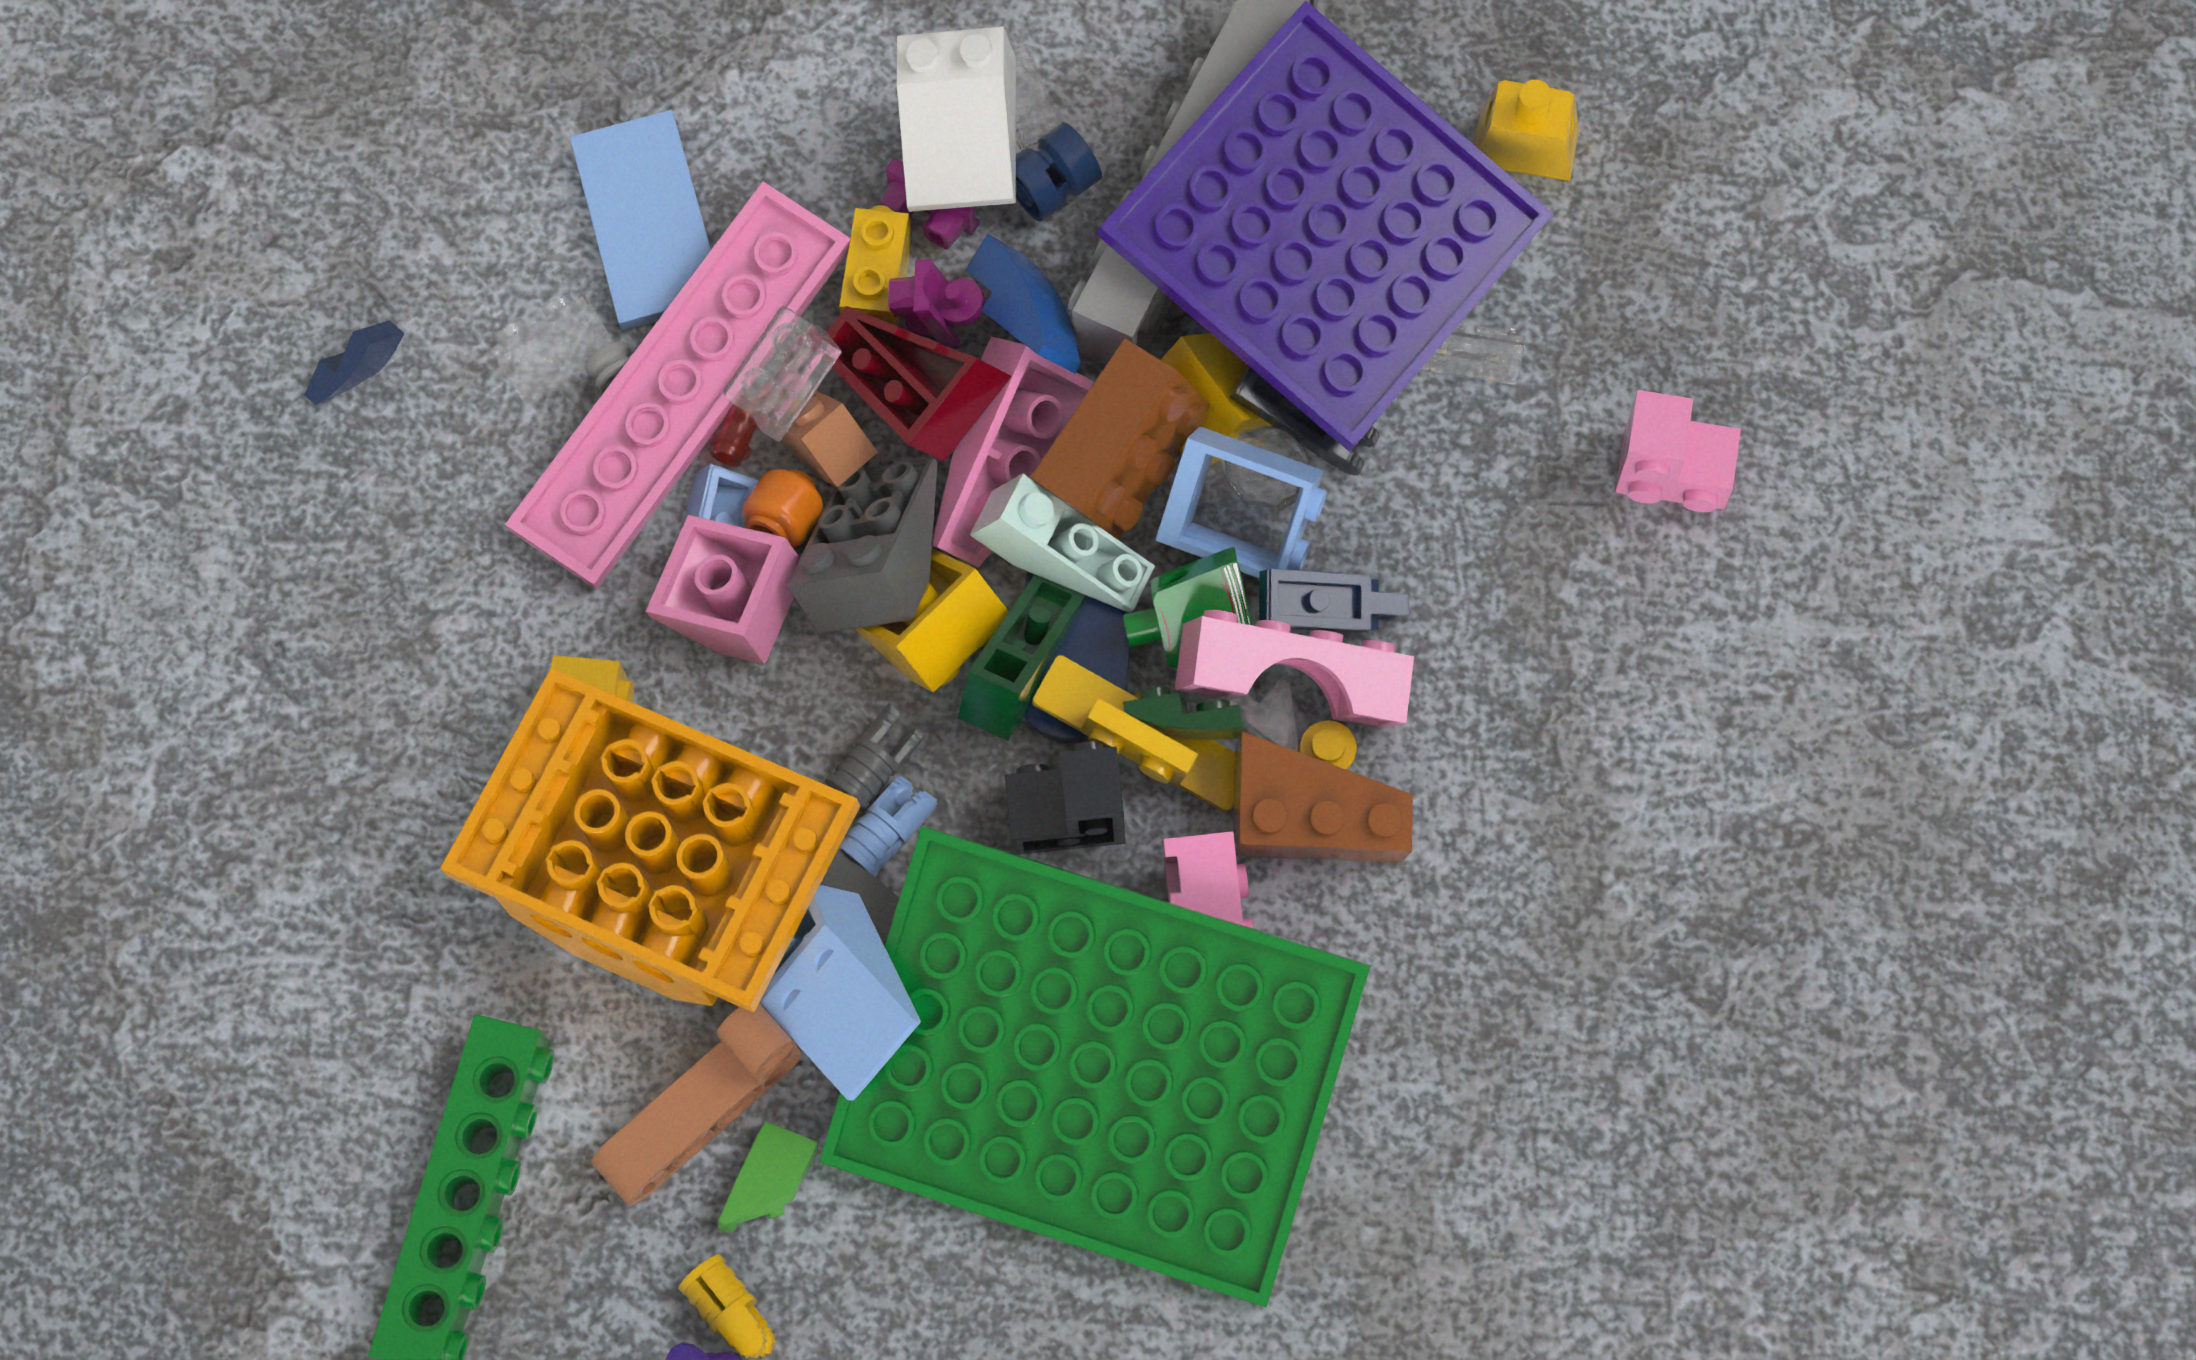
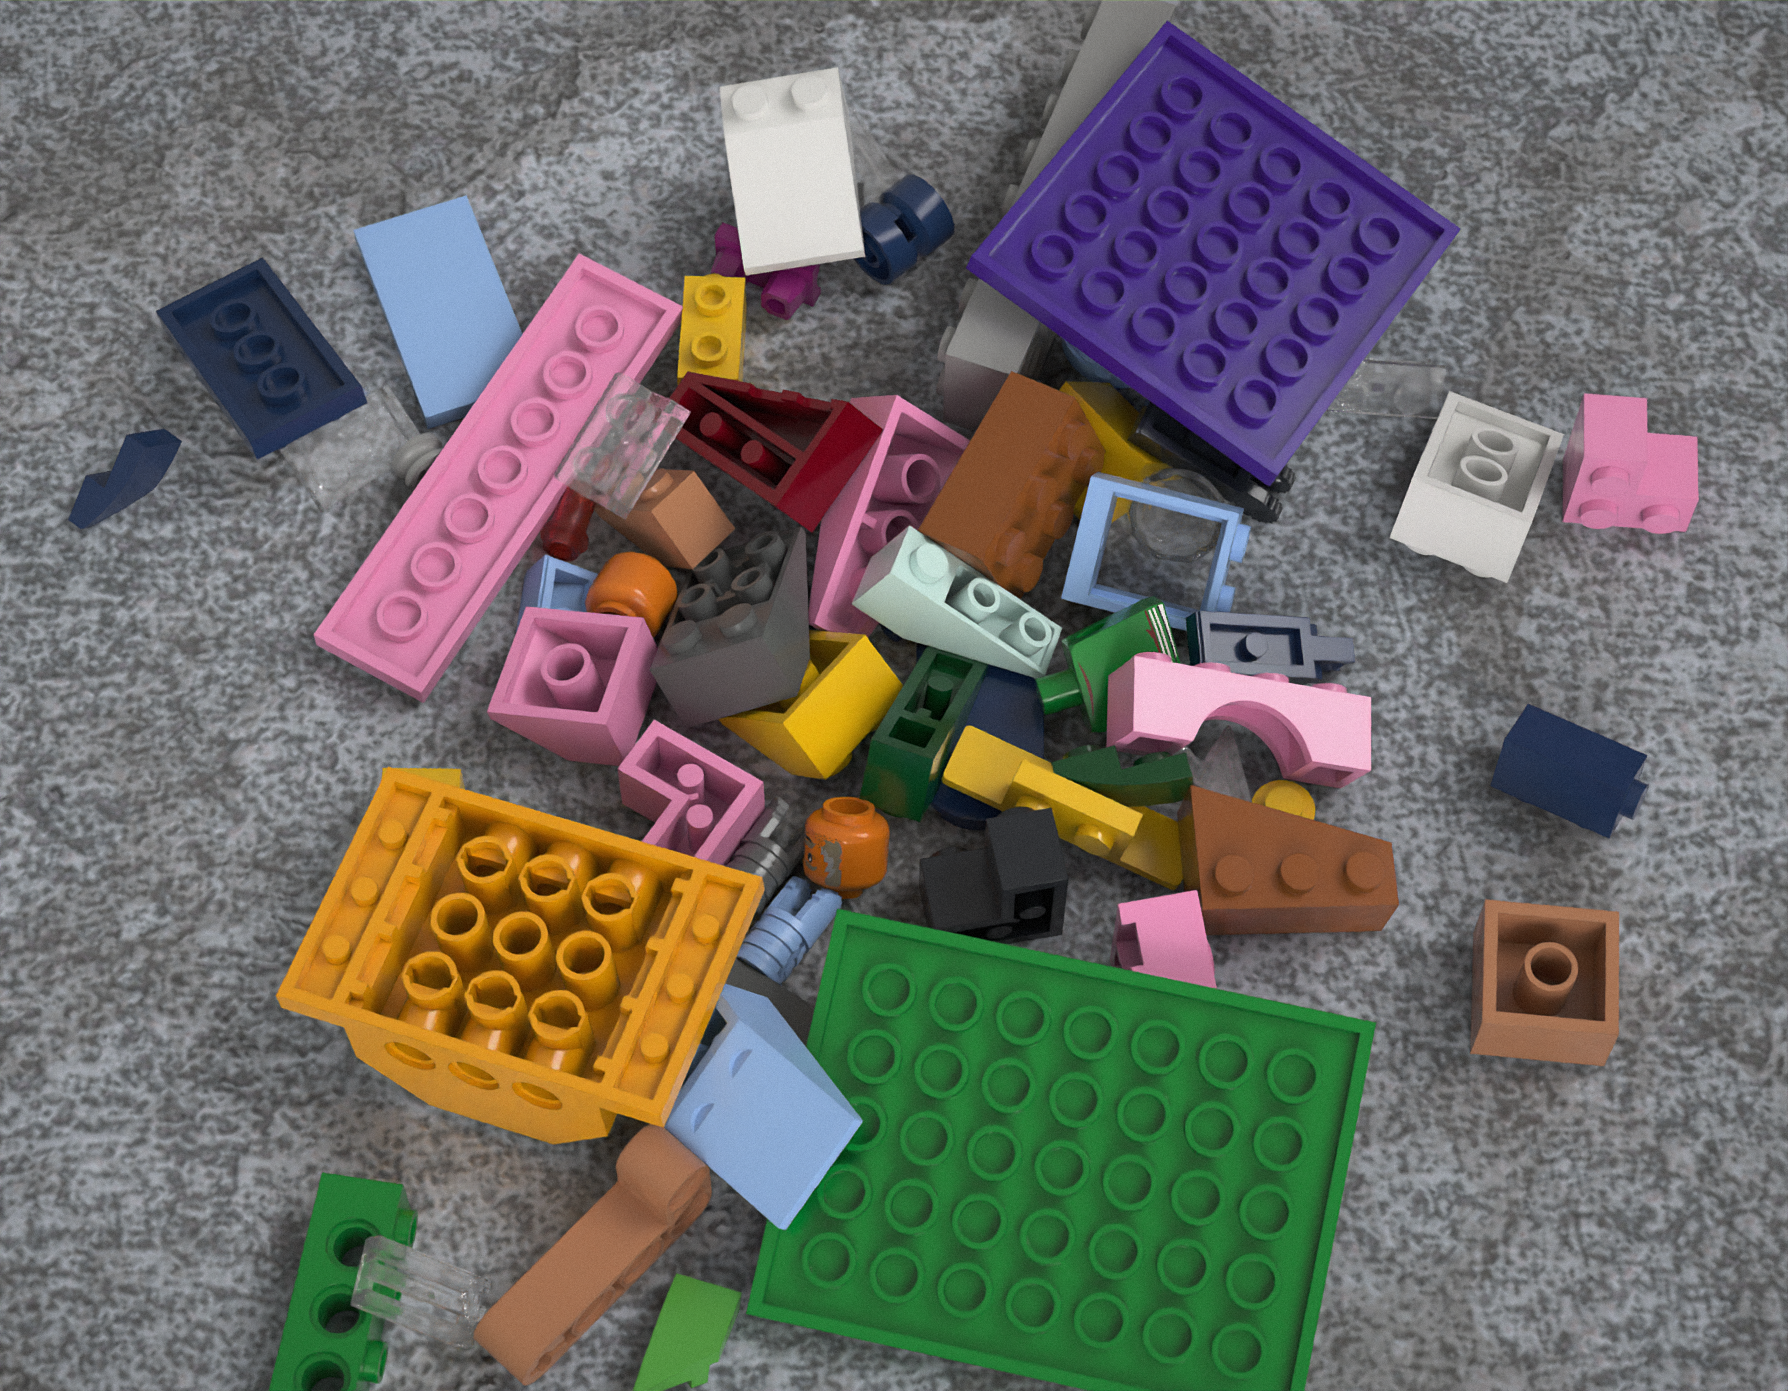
camera: 10 degrees left, 10 degrees down
(477, 260) = (261, 358): none -> dark blue plate
(589, 1137) = (428, 1267): none -> clear tile
(821, 707) = (691, 794): none -> bright pink brick
(934, 304) = (778, 364): magenta hips -> none
(944, 755) = (846, 846): none -> orange head
(1025, 302) = (884, 358): blue slope -> none
(1529, 129) = (1421, 147): yellow torso -> none
(1532, 928) = (1545, 983): none -> nougat brick
(1540, 456) = (1477, 487): none -> white slope
(1582, 735) = (1570, 771): none -> dark blue brick

